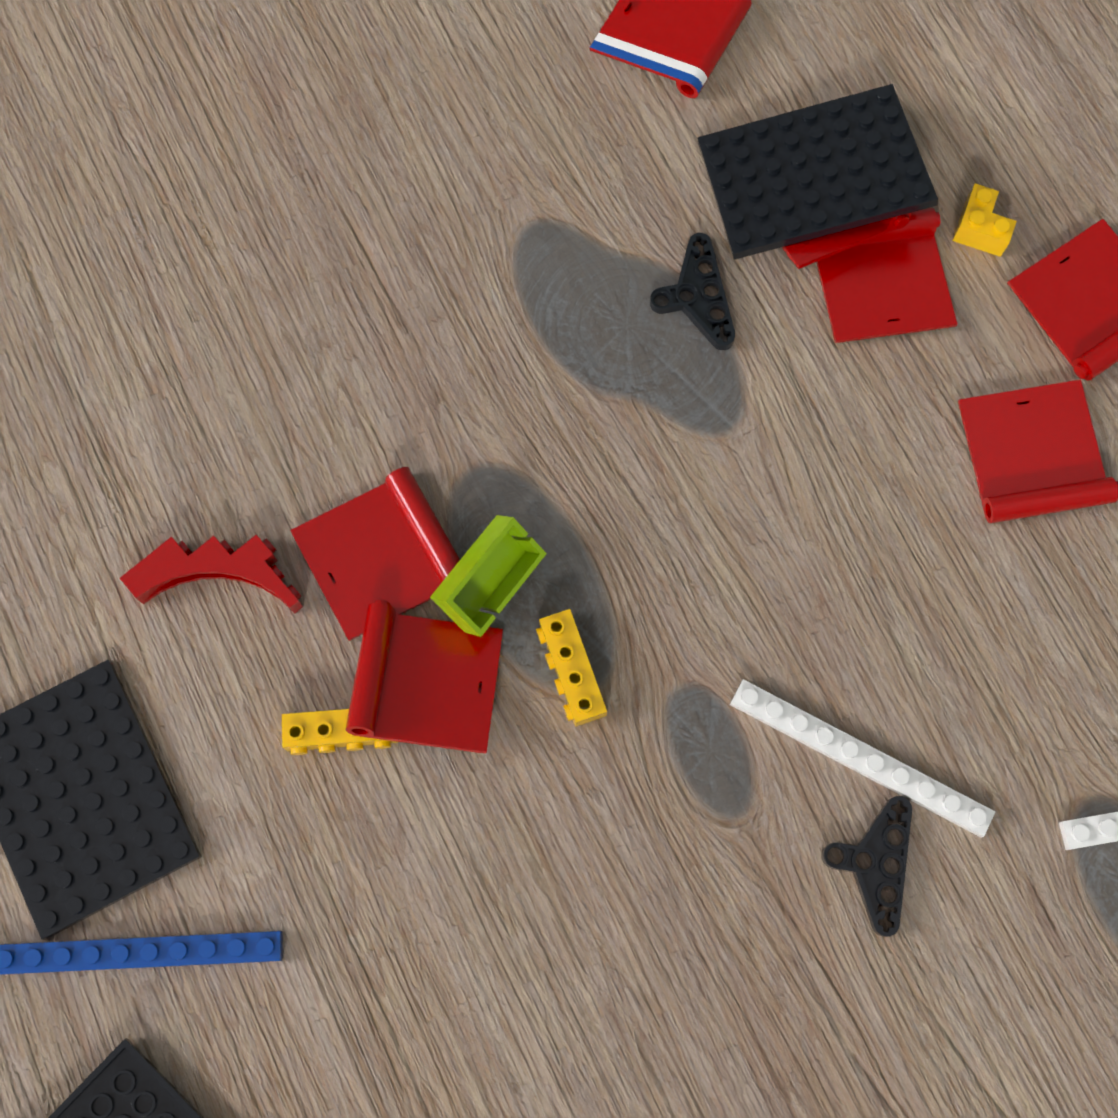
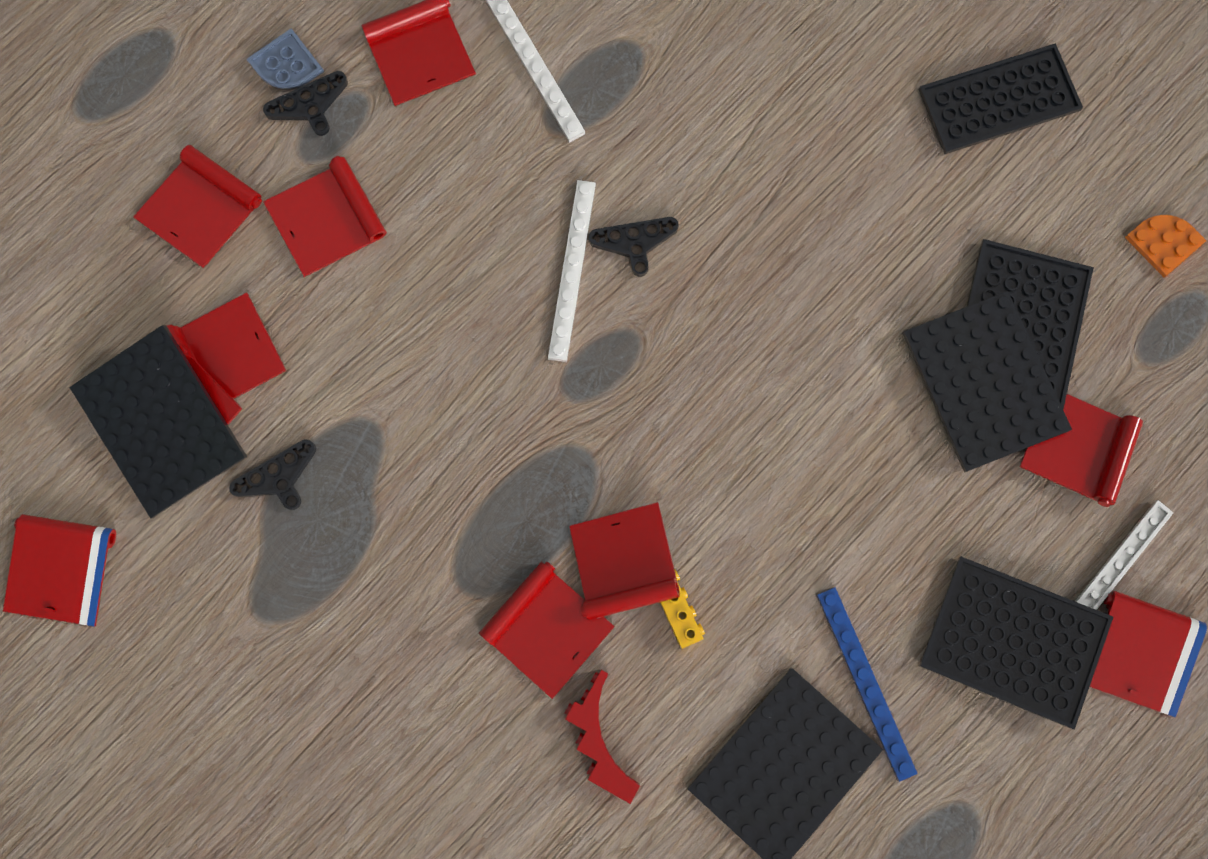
camera: 110 degrees left, 5 degrees up
(488, 575) = (538, 544): lime piece -> none
(572, 668) = (579, 469): yellow brick -> none
(981, 227) = (165, 297): yellow brick -> none

